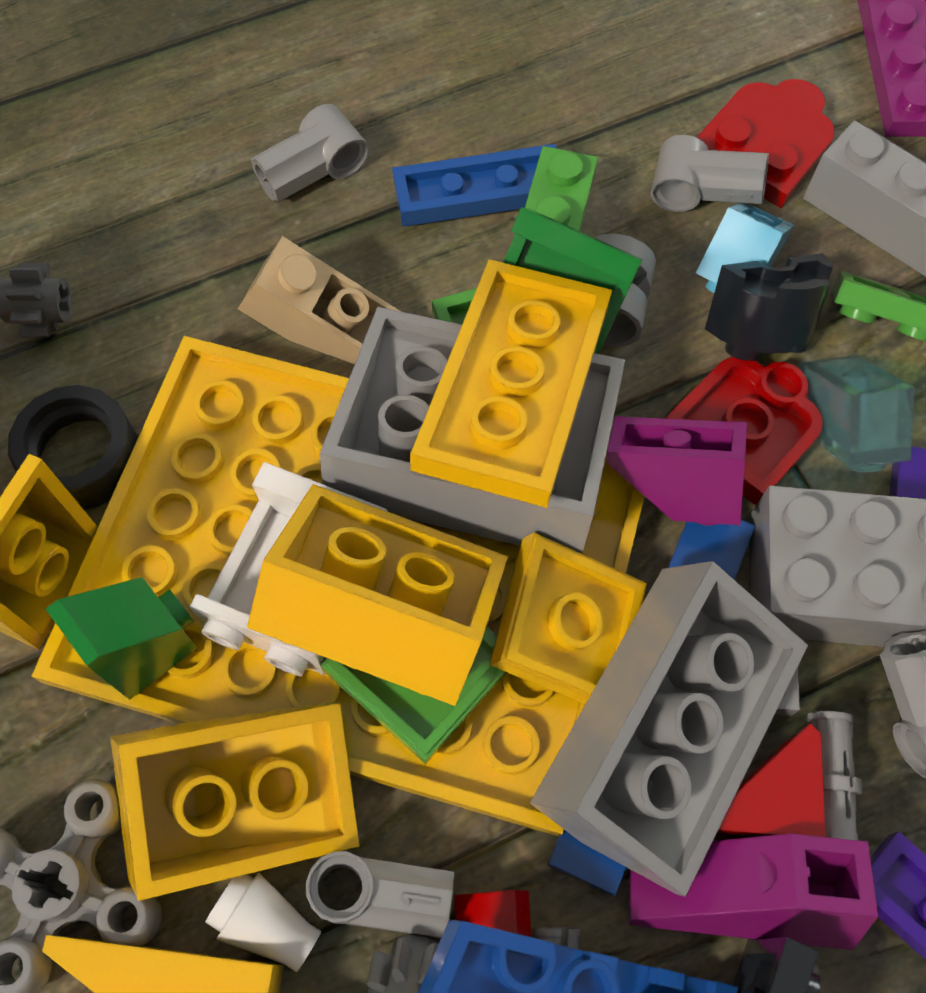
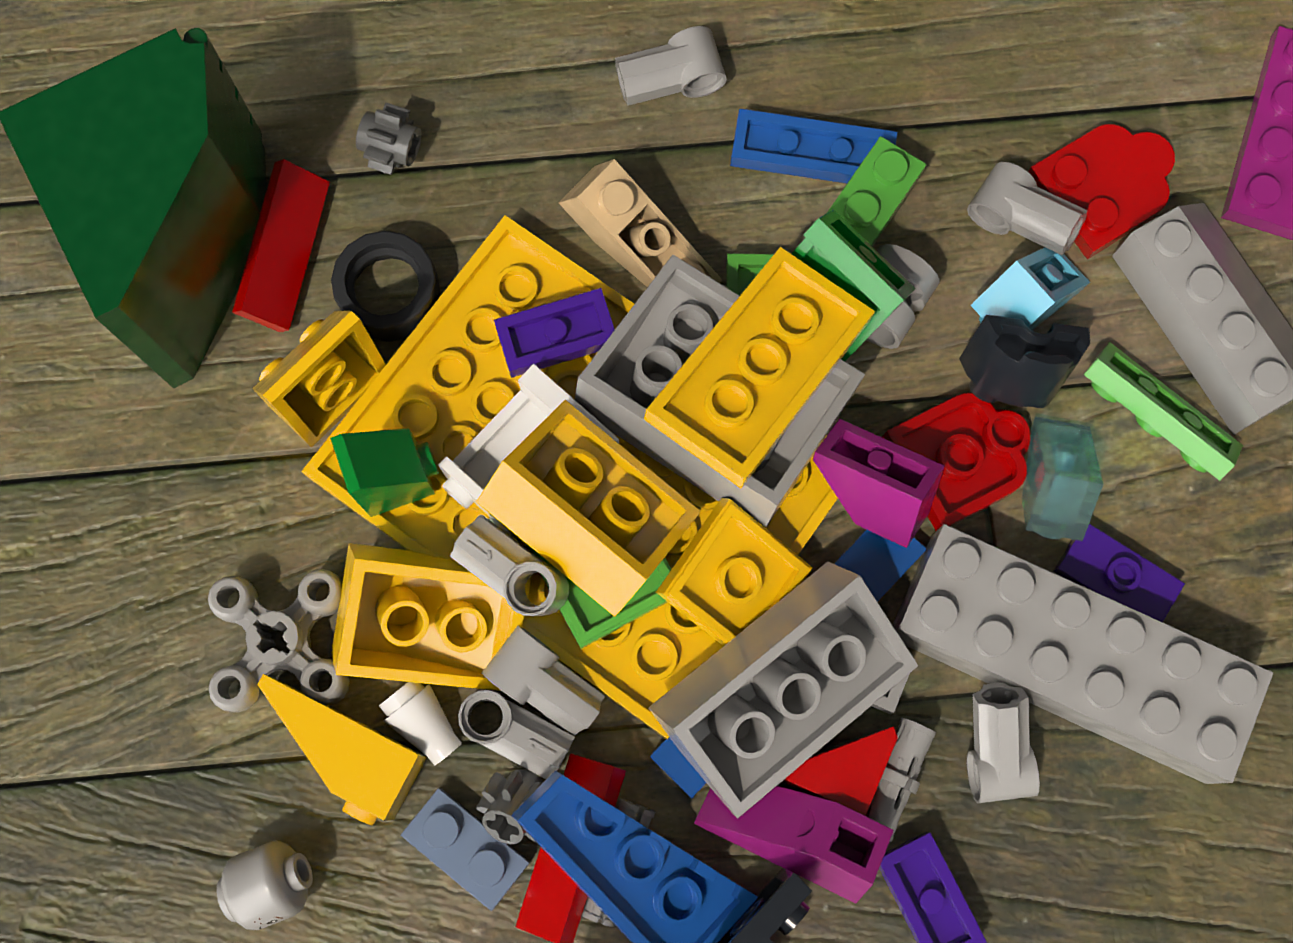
camera: 20 degrees right, 10 degrees up
(275, 428) = (555, 332): none -> dark purple plate
(308, 693) = (506, 567): none -> light grey piece
(380, 814) = (532, 673): none -> light grey piece

